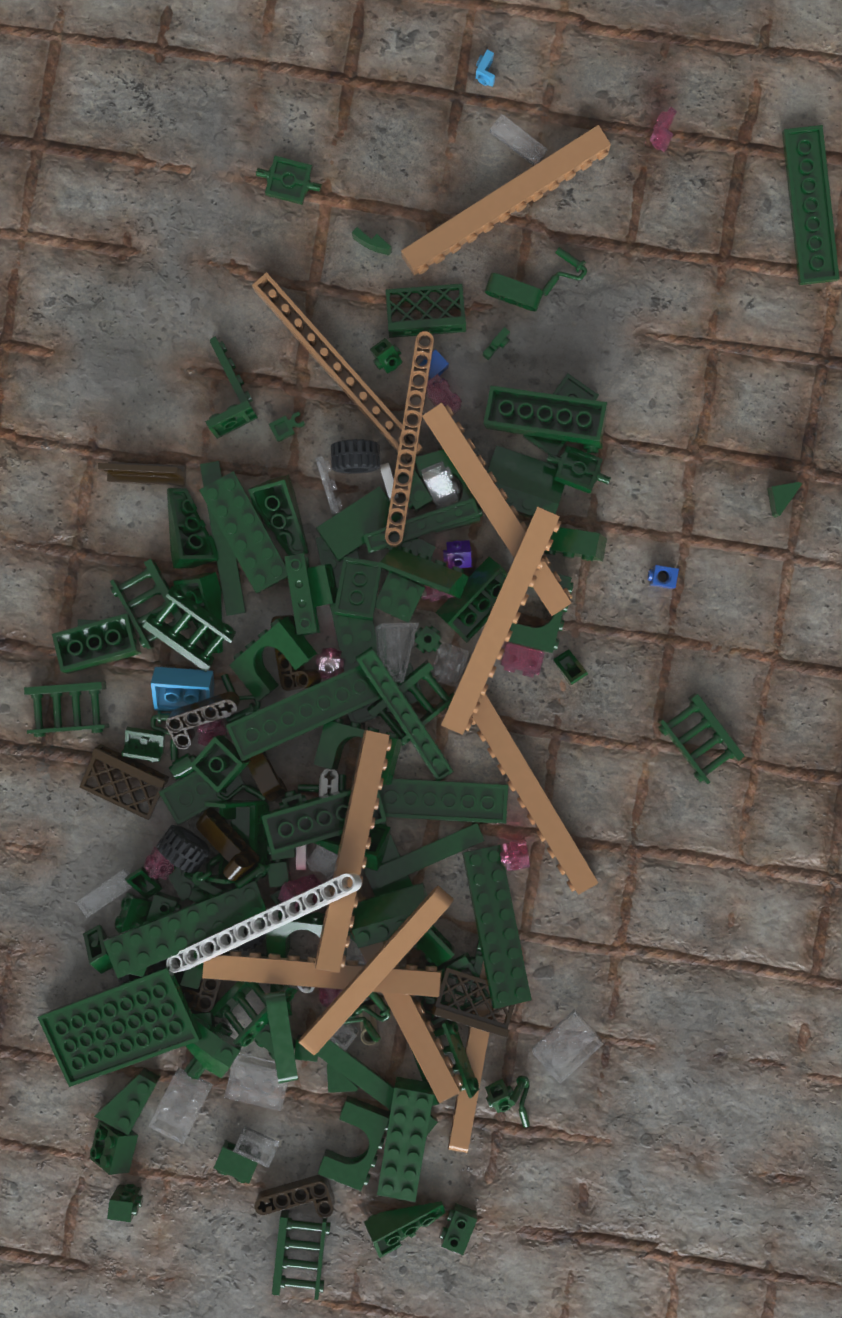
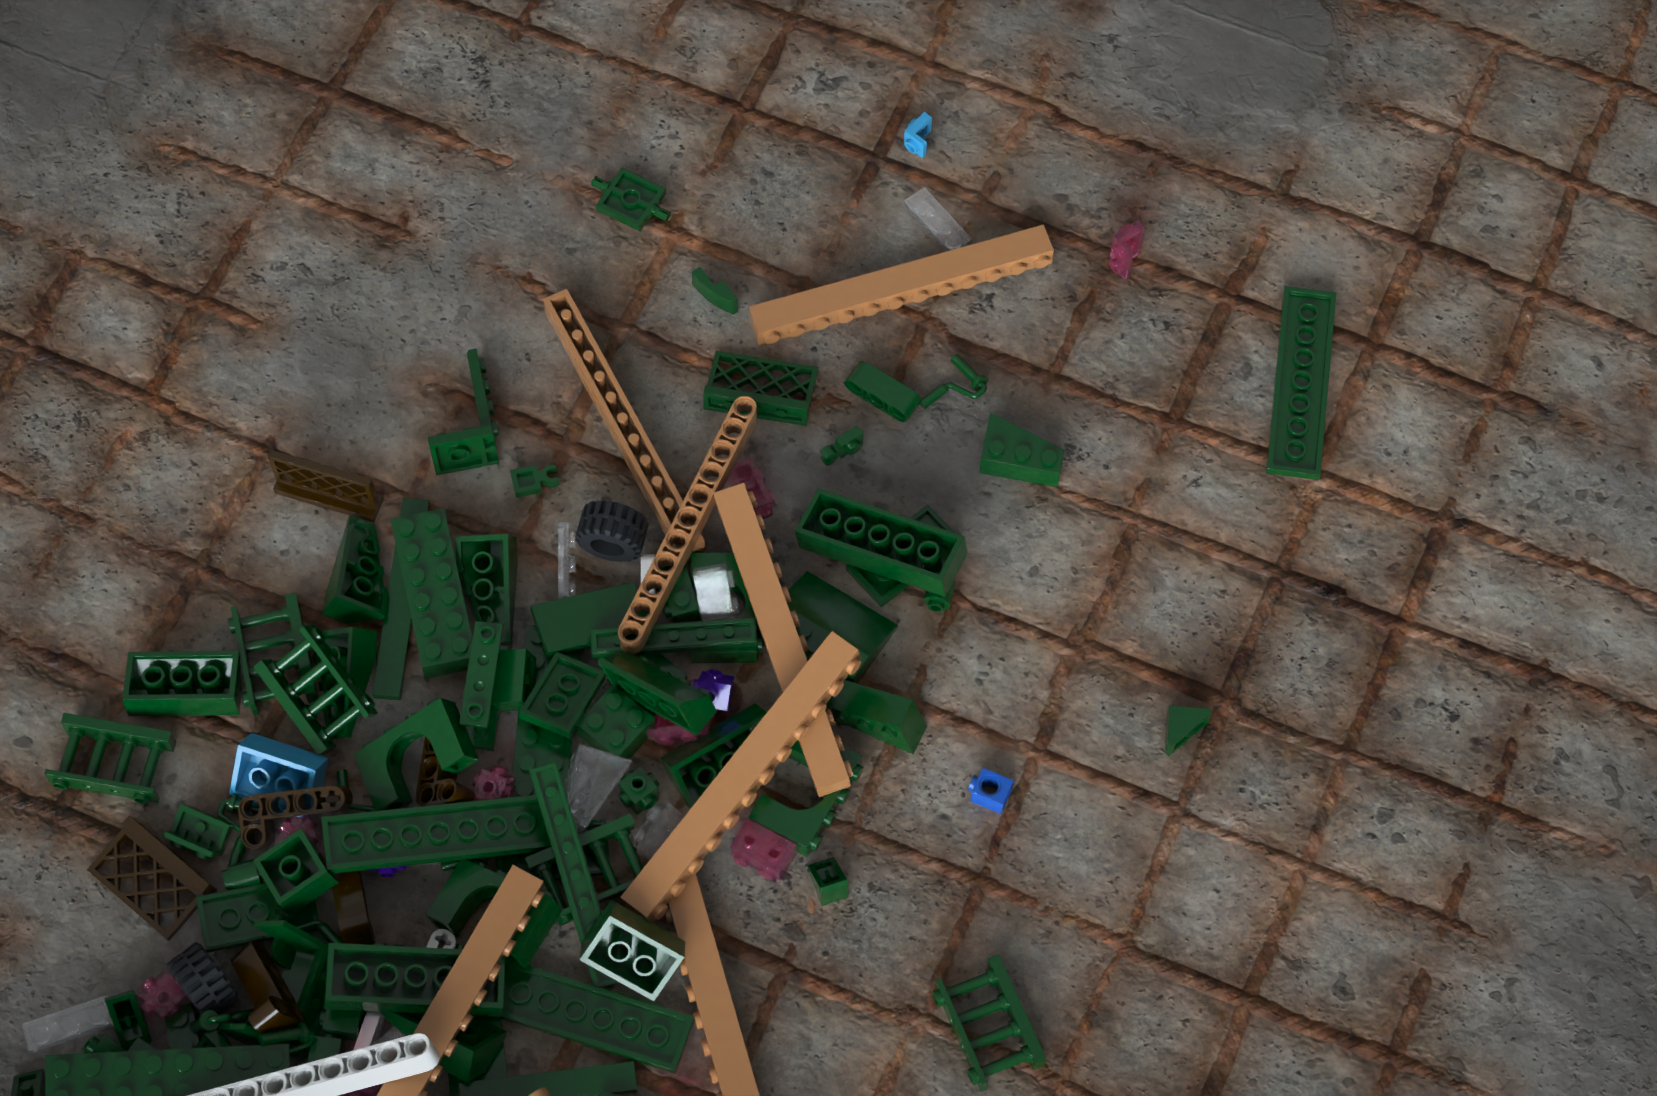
camera: 10 degrees right, 25 degrees down
(386, 356) = (692, 425): dark green brick -> none
(438, 364) = (757, 450): blue brick -> none
(458, 758) = (632, 950): none -> dark green brick
(578, 469) = (908, 623): dark green plate -> none
(623, 317) = (1019, 454): none -> dark green wedge

